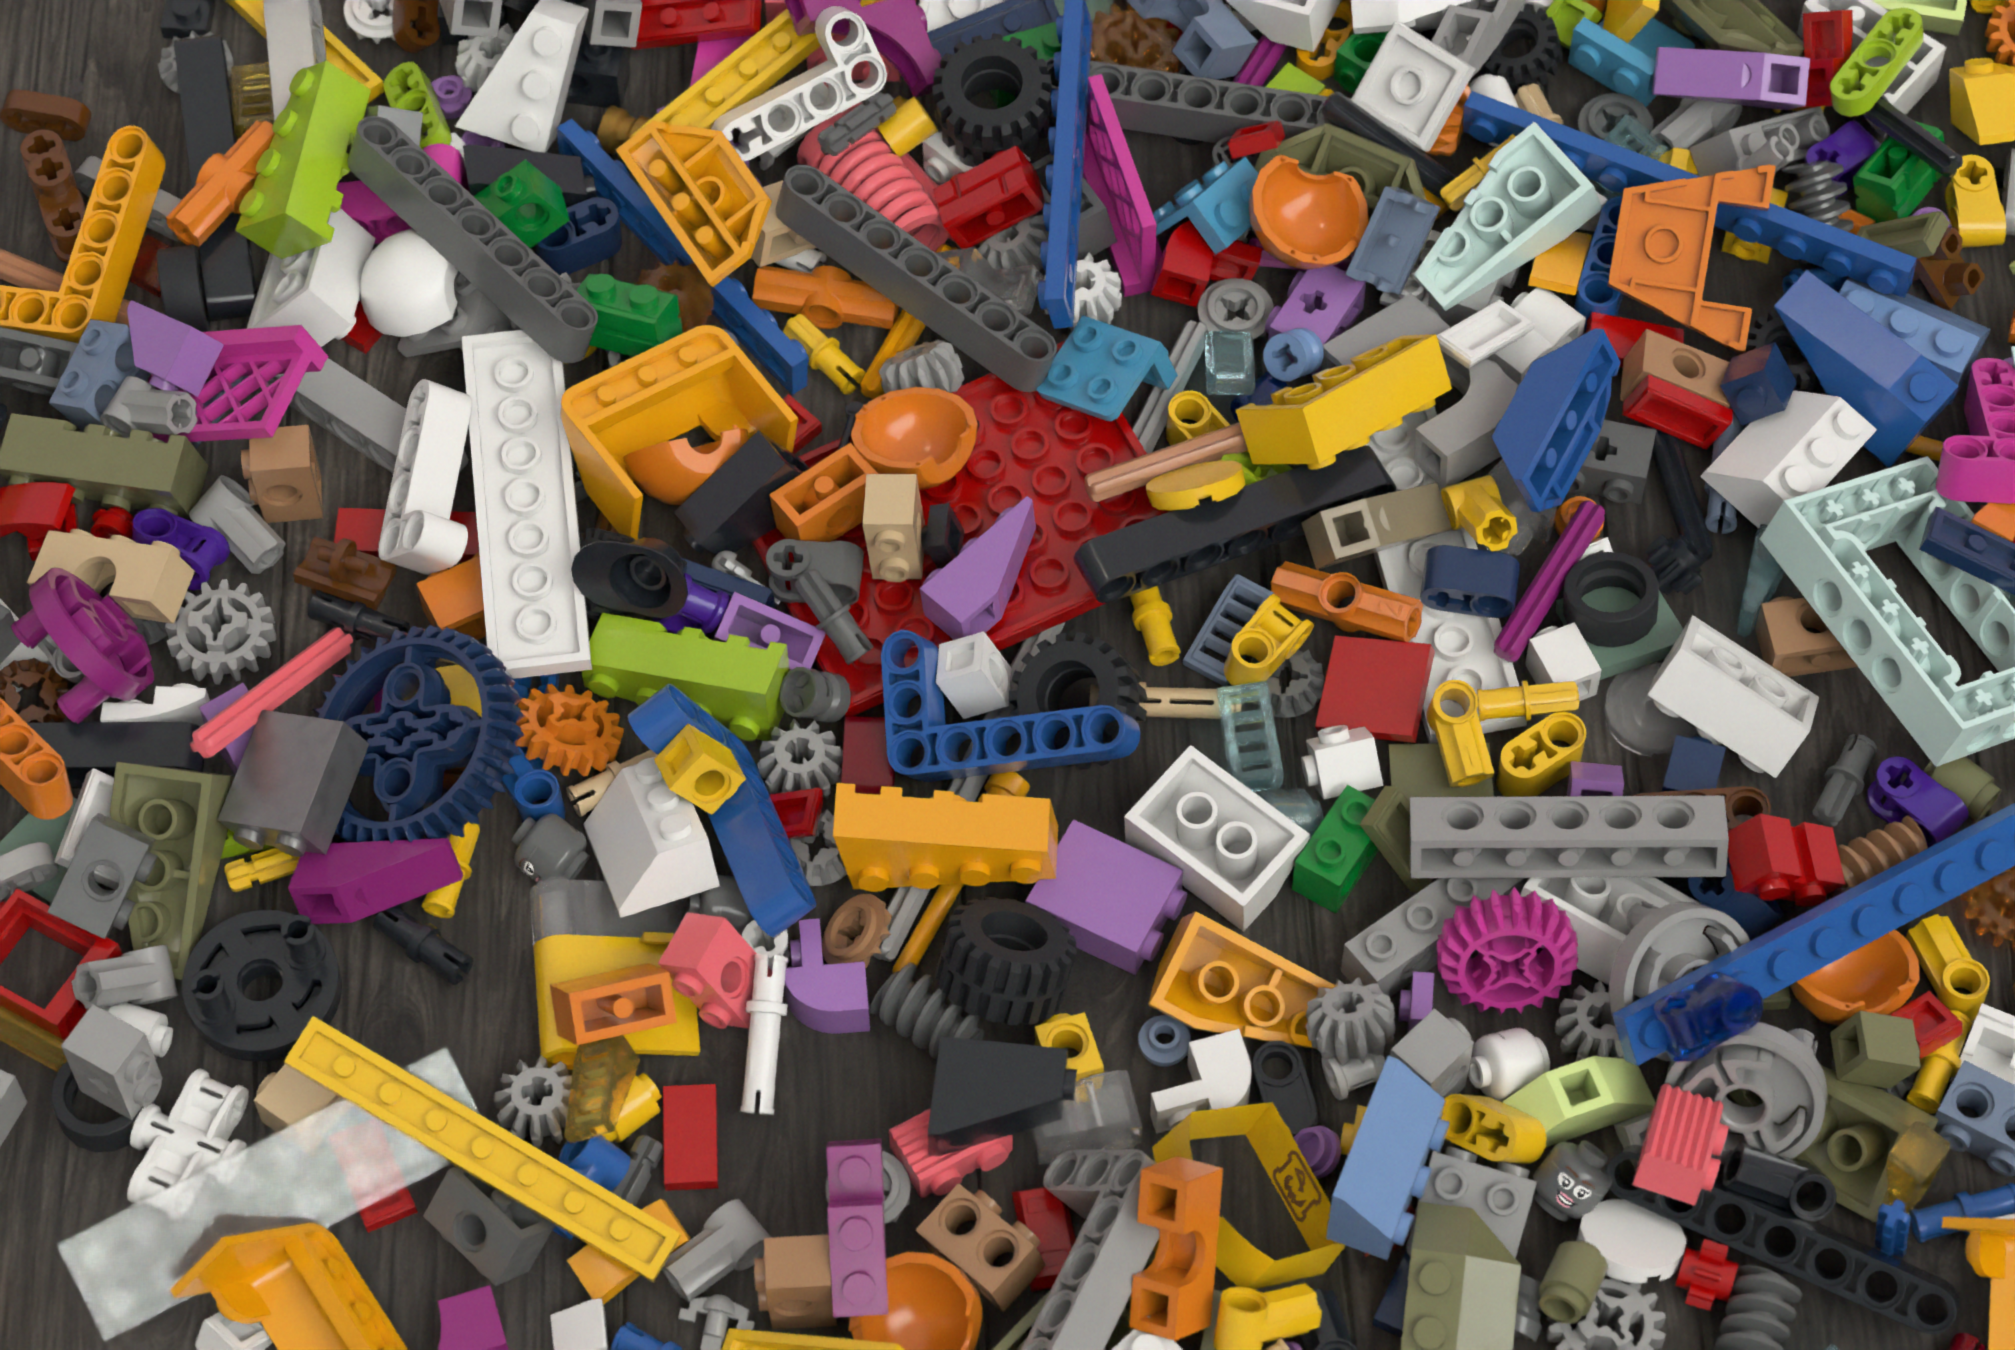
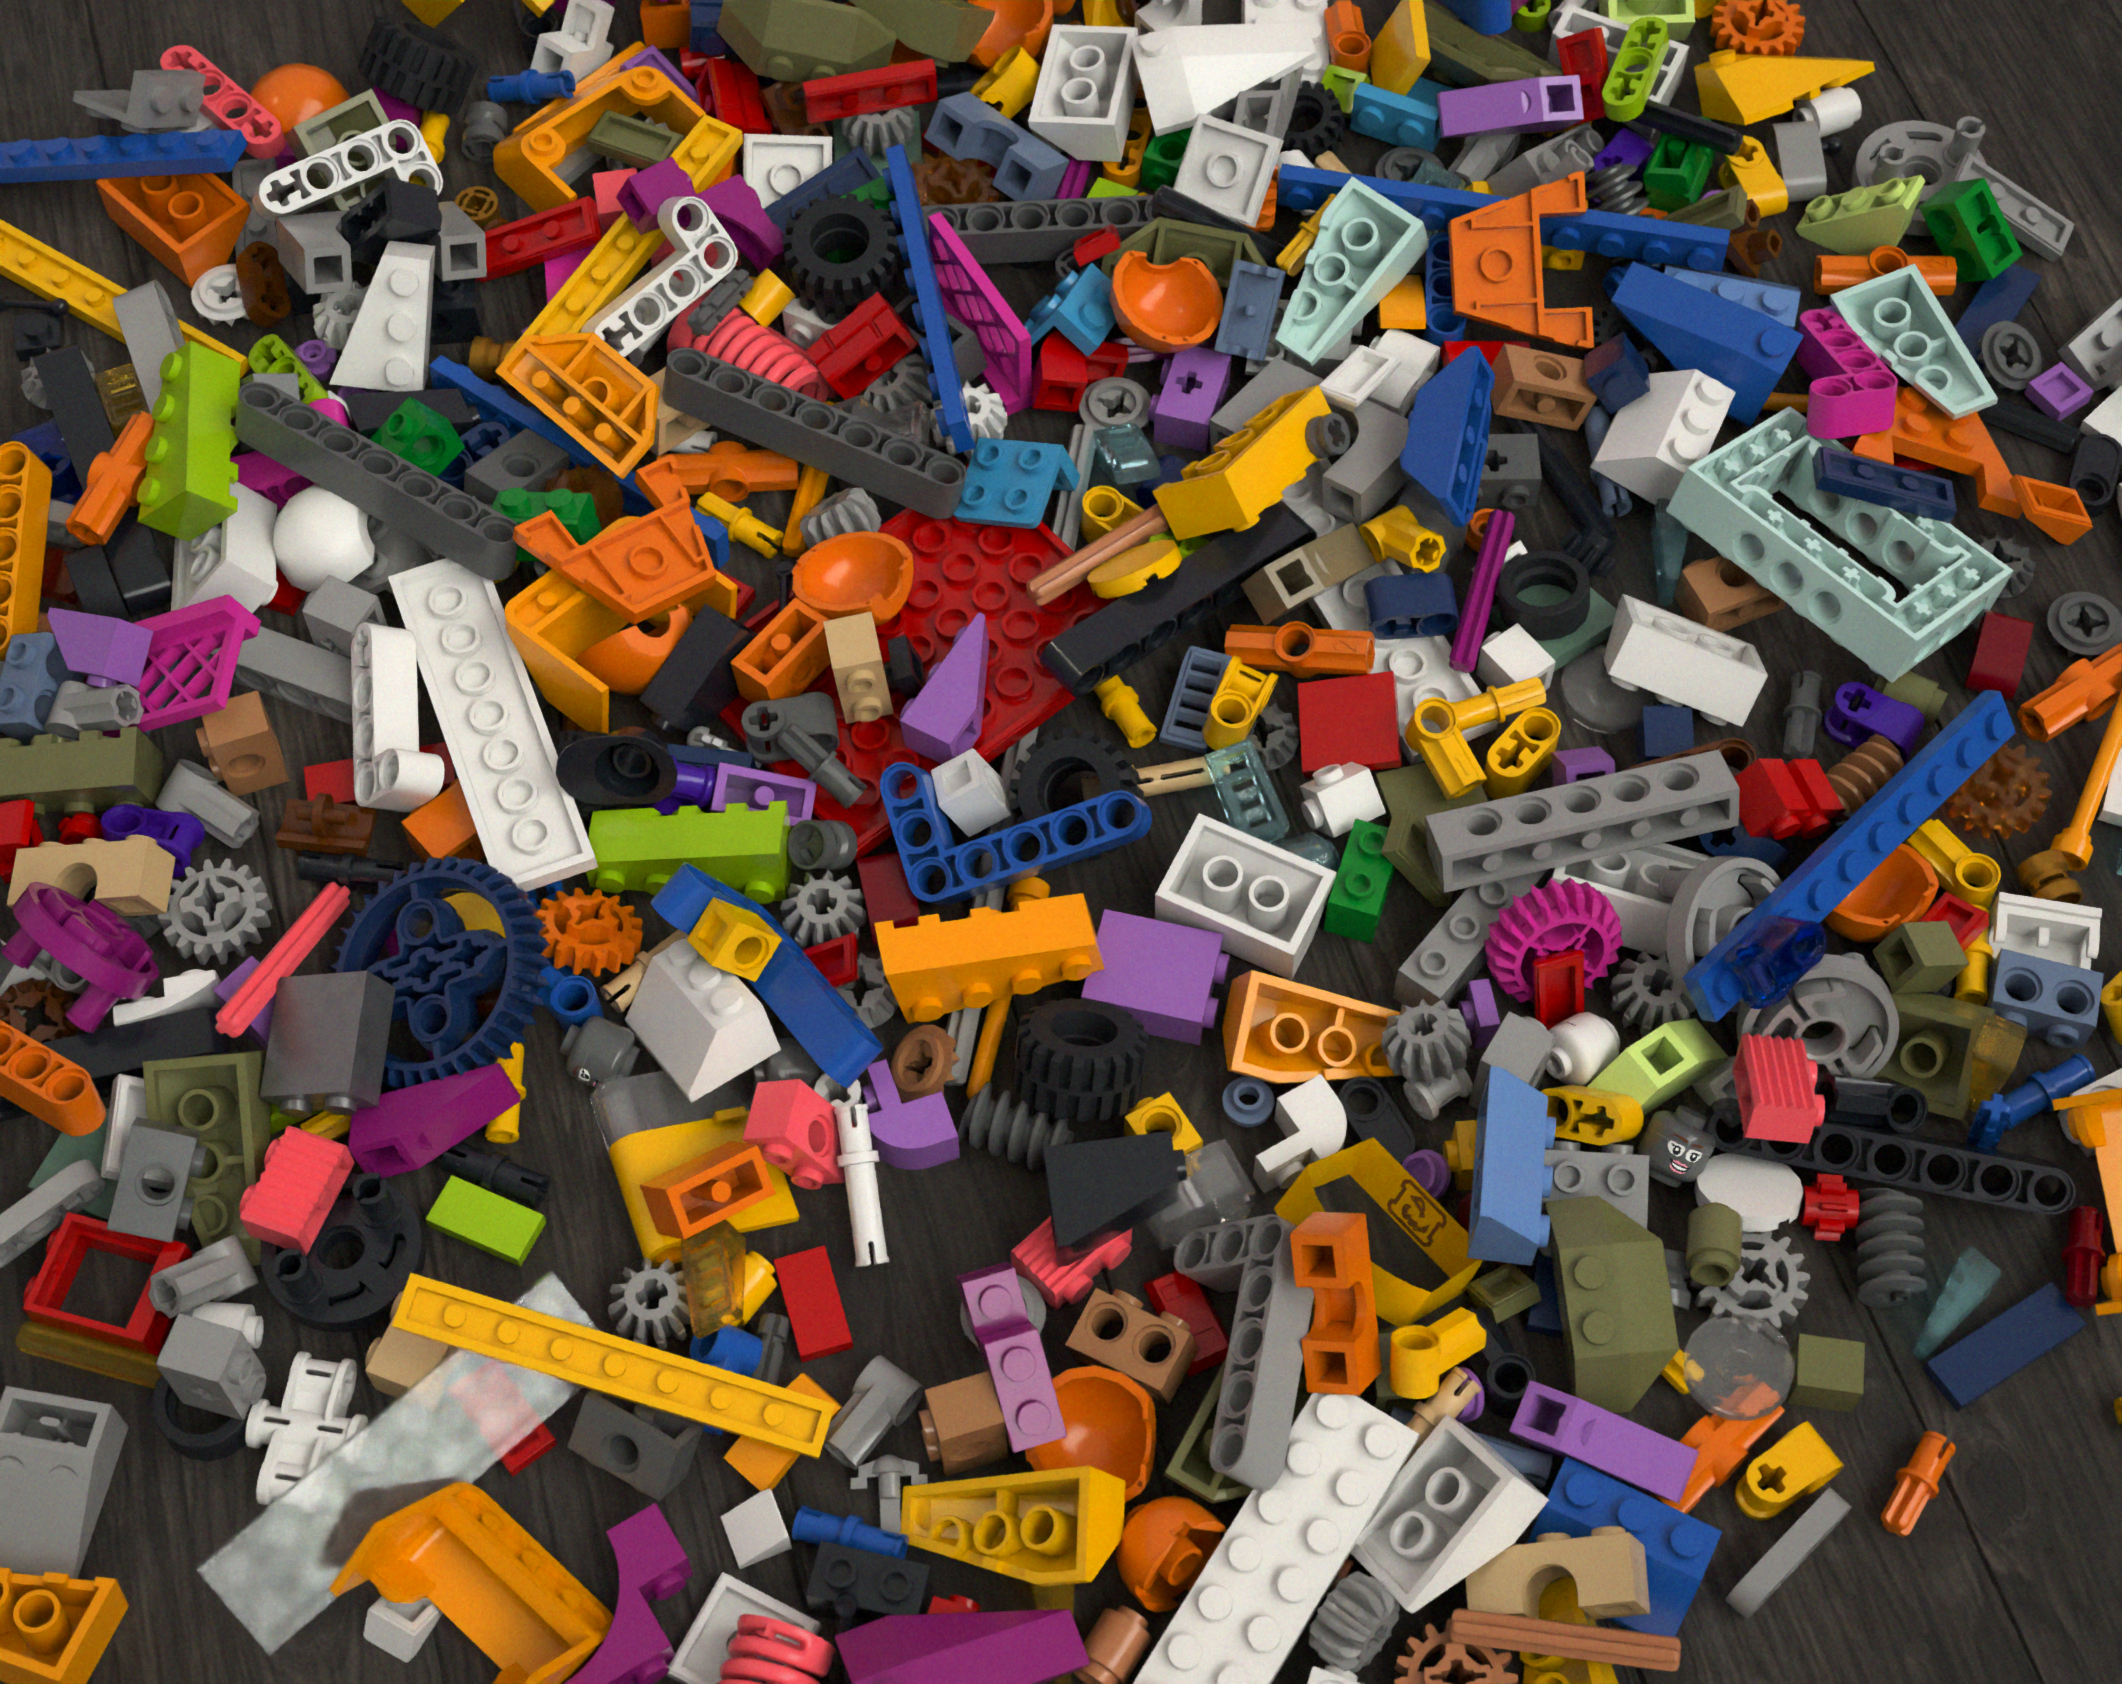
camera: 15 degrees left, 0 degrees up
(167, 132) = (48, 445): none -> clear blue piece
(230, 915) = (295, 1189): none -> coral brick
(403, 361) = (337, 611): none -> light grey brick
(403, 986) = (486, 1220): none -> lime tile
(615, 250) = (520, 462): none -> dark grey brick
(707, 377) = (638, 565): none -> orange wing
(1304, 348) = (1196, 429): medium blue wheel -> none
(1358, 1281) = (1503, 1292): none -> olive tile
(1431, 388) = (1327, 435): none -> dark grey bush
(1498, 997) = (1558, 986): none -> red tile
(1677, 412) = (1551, 413): red tile -> none

